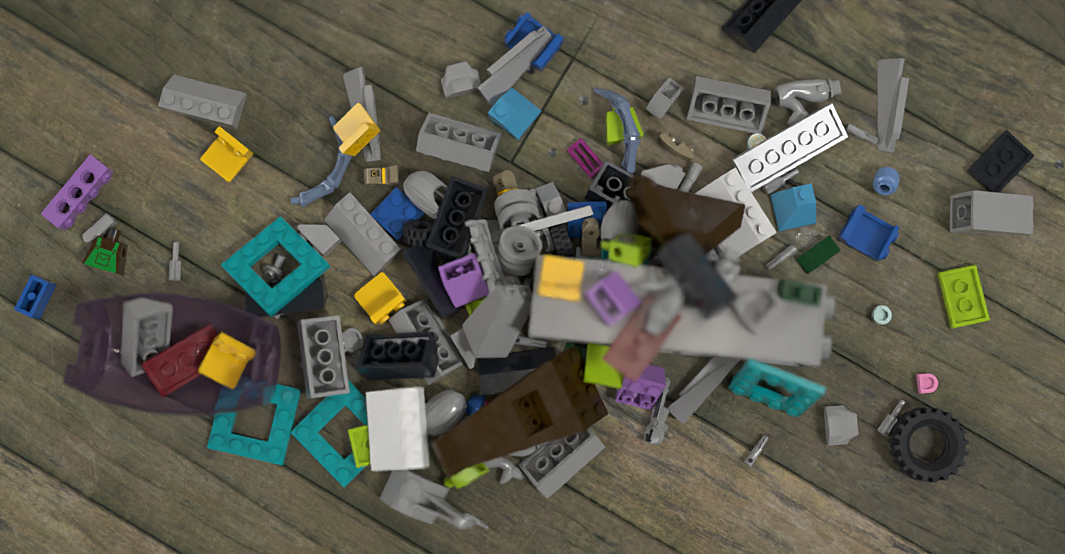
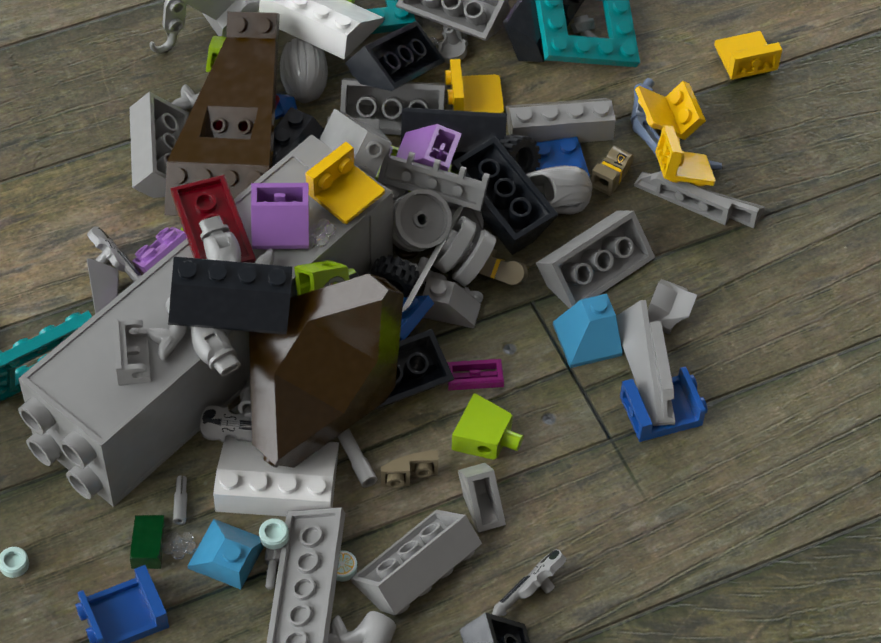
camera: 125 degrees right, 30 degrees down
(202, 101) = (825, 64): light grey slope -> none
(312, 168) = (676, 109): none -> yellow bracket
(321, 237) = (588, 79): light grey slope -> none
(630, 132) = (465, 414): sand blue animal -> none
(666, 175) = (382, 432): light grey slope -> none
(686, 34) = (528, 584): none -> light grey piece
(771, 186) = (274, 533): none -> light aqua tile
(799, 293) = (118, 406): dark green slope -> none

